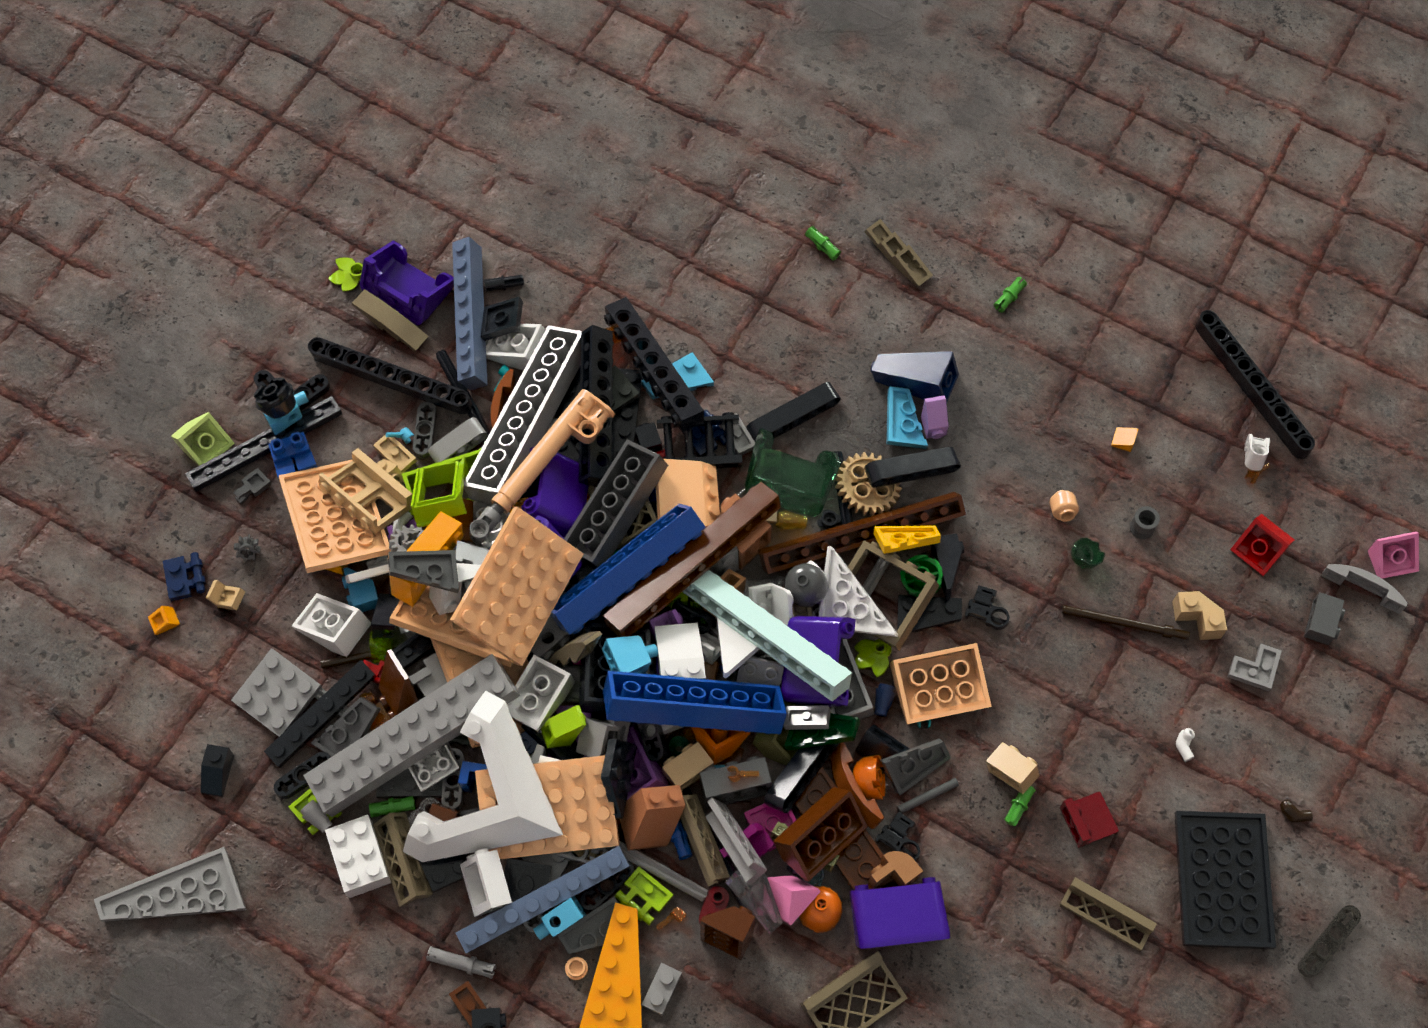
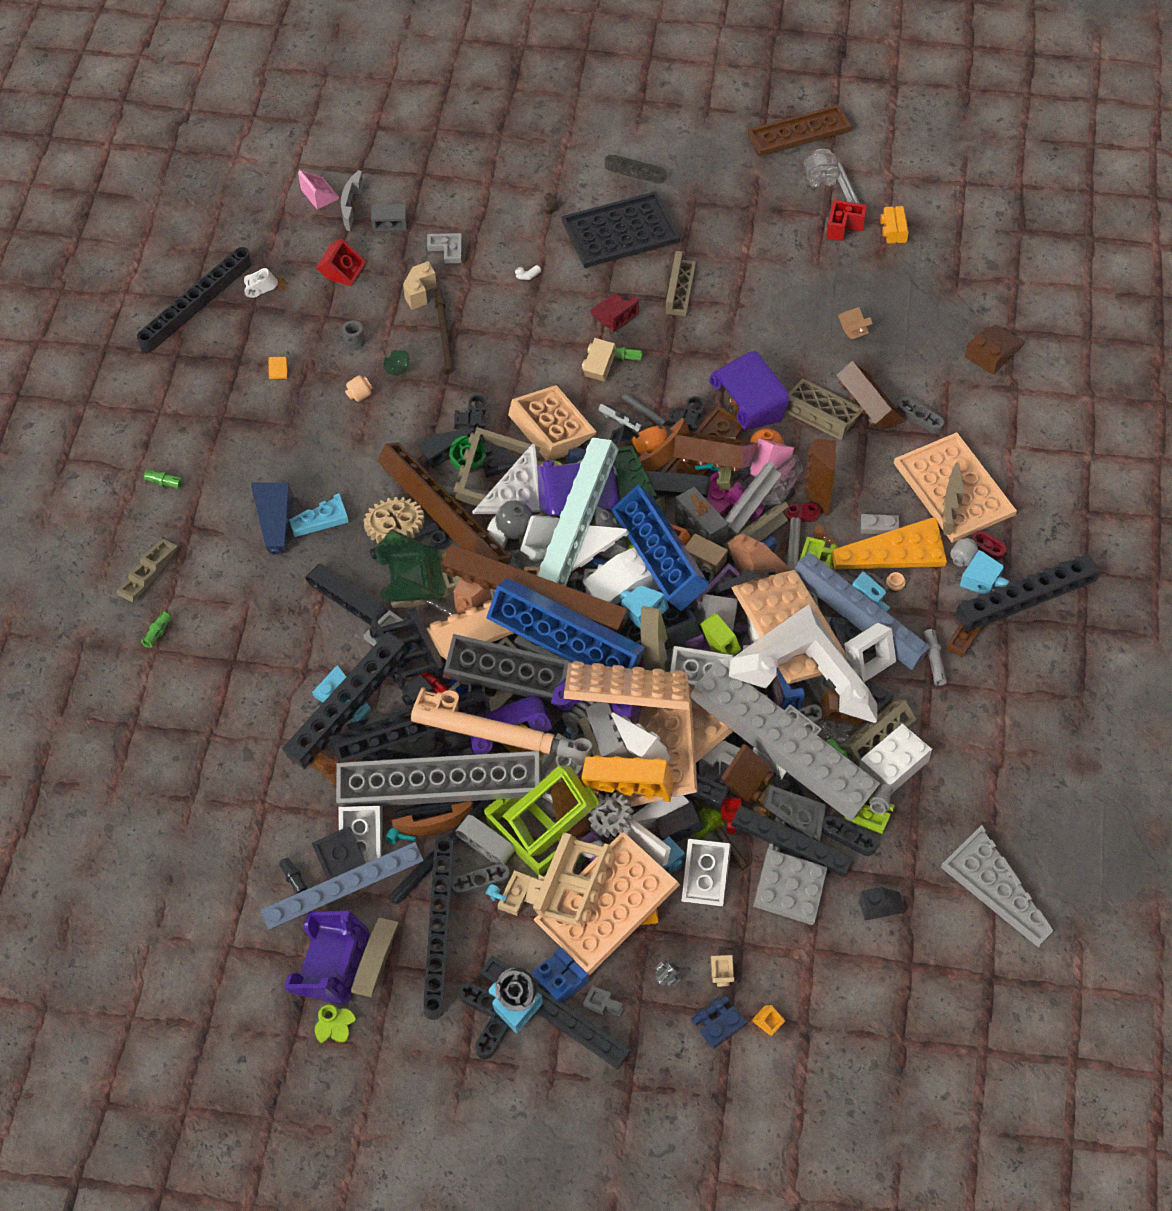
camera: 110 degrees left, 10 degrees down
(202, 439) = (575, 1070): yellowish green slope -> none
(426, 567) = (647, 751): dark grey wing -> none
(807, 717) = (626, 478): light grey plate -> none
(899, 866) = (716, 402): medium nougat brick -> none
(905, 537) = (441, 468): yellow wing -> none
(912, 467) = (368, 490): black beam -> none
(935, 417) = (313, 490): lavender slope -> none

